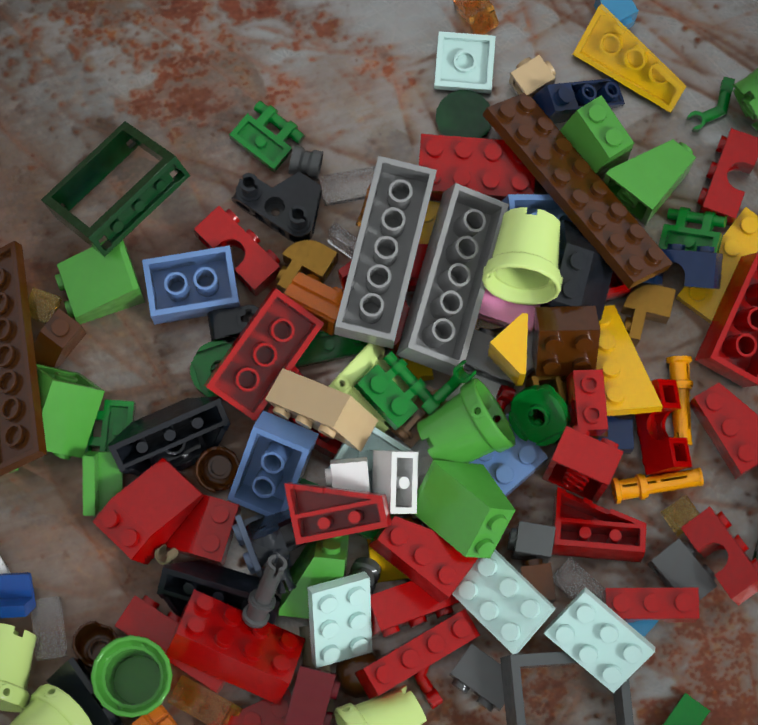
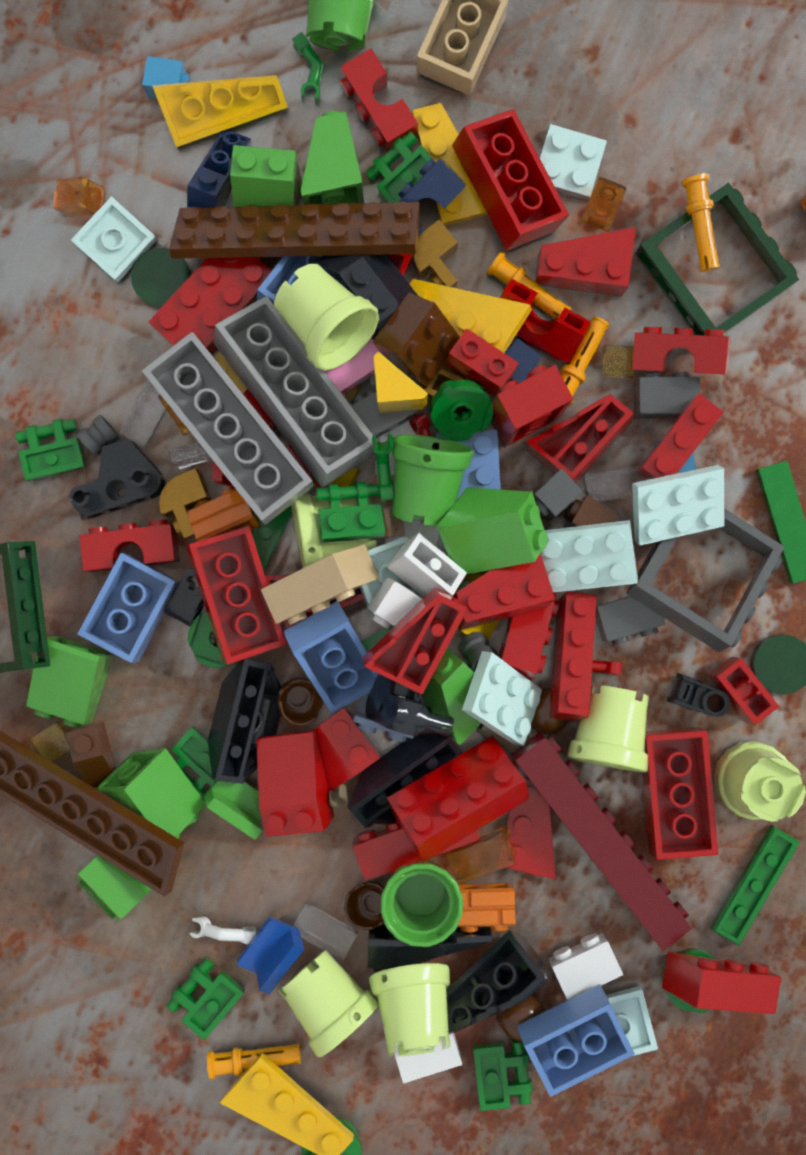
camera: 55 degrees left, 10 degrees up
(263, 599) = (440, 751): dark grey pin -> none
(532, 76) = (169, 193): tan brick -> none

